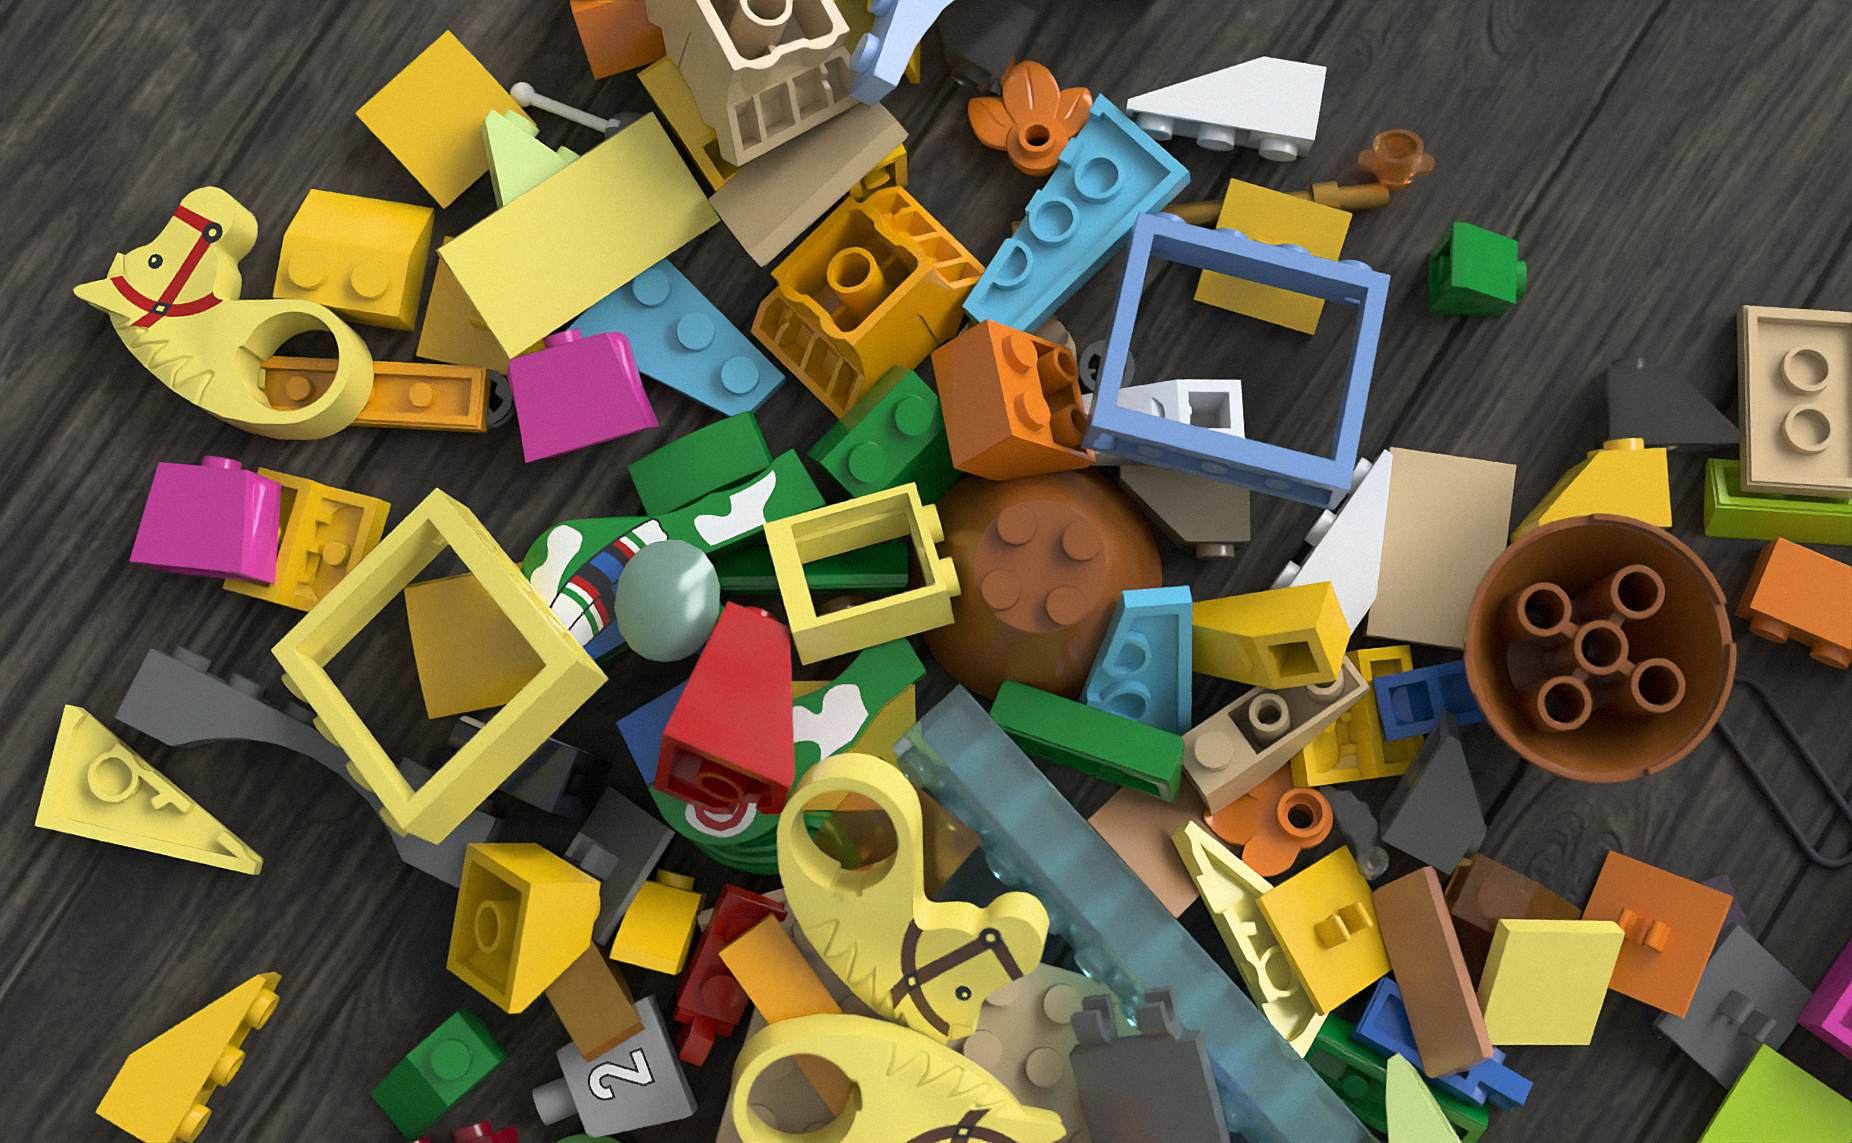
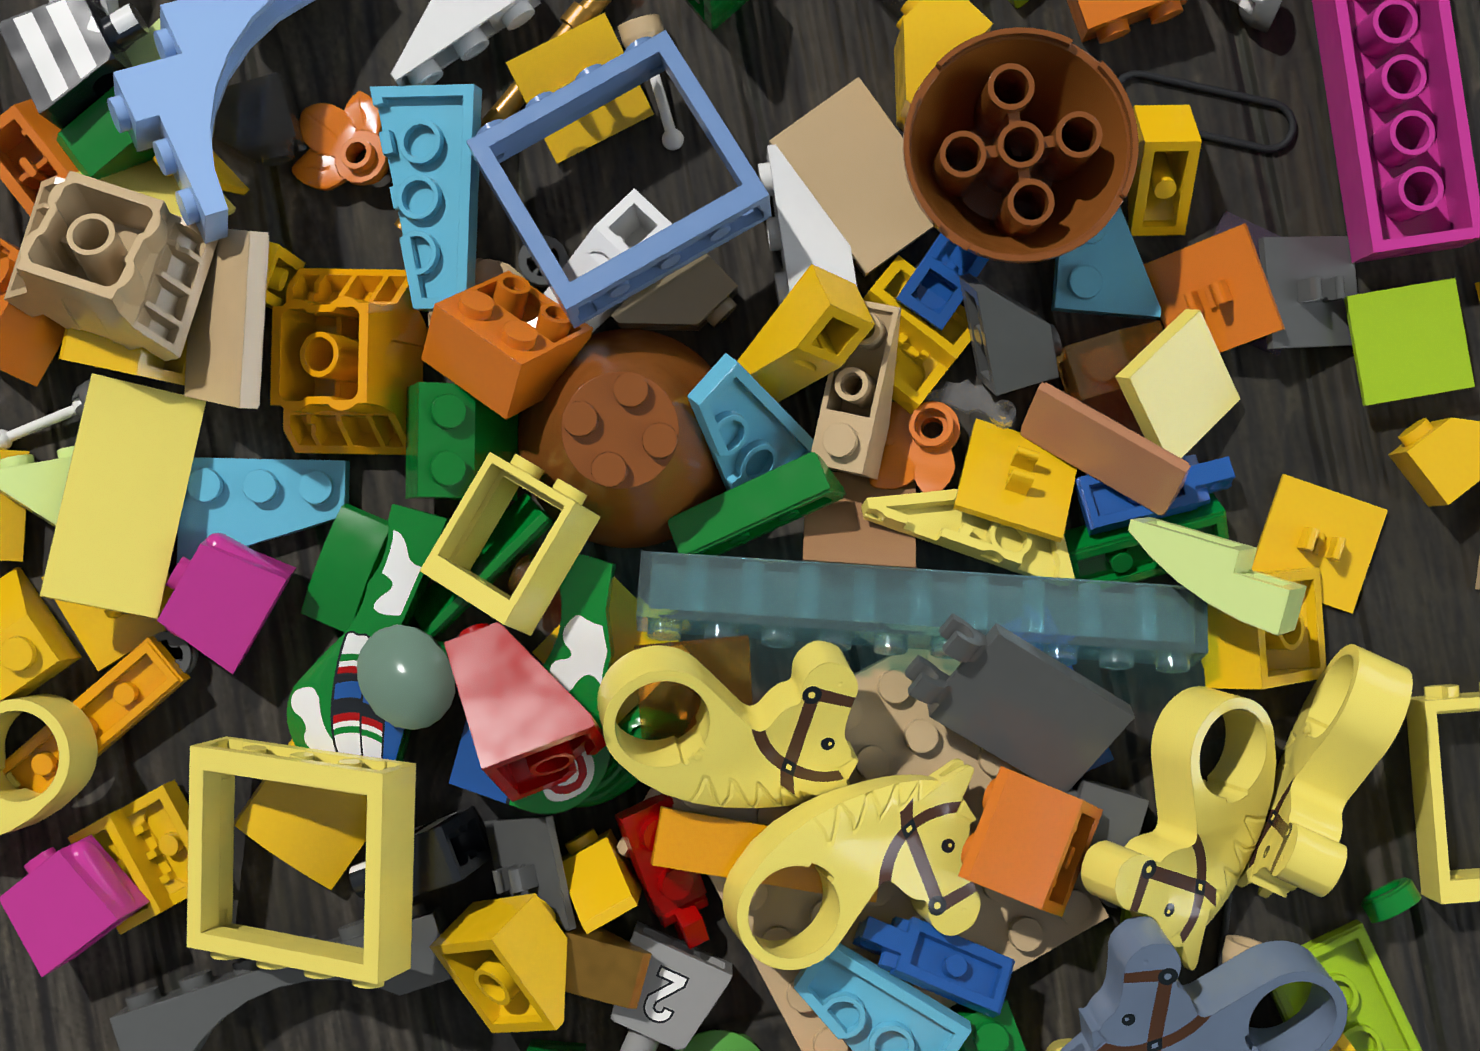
camera: 50 degrees left, 5 degrees up
(1379, 260) = (650, 26): none -> hinge
(1570, 828) = (1105, 277): none -> medium azure wing
(1703, 786) = (1164, 170): none -> yellow slope

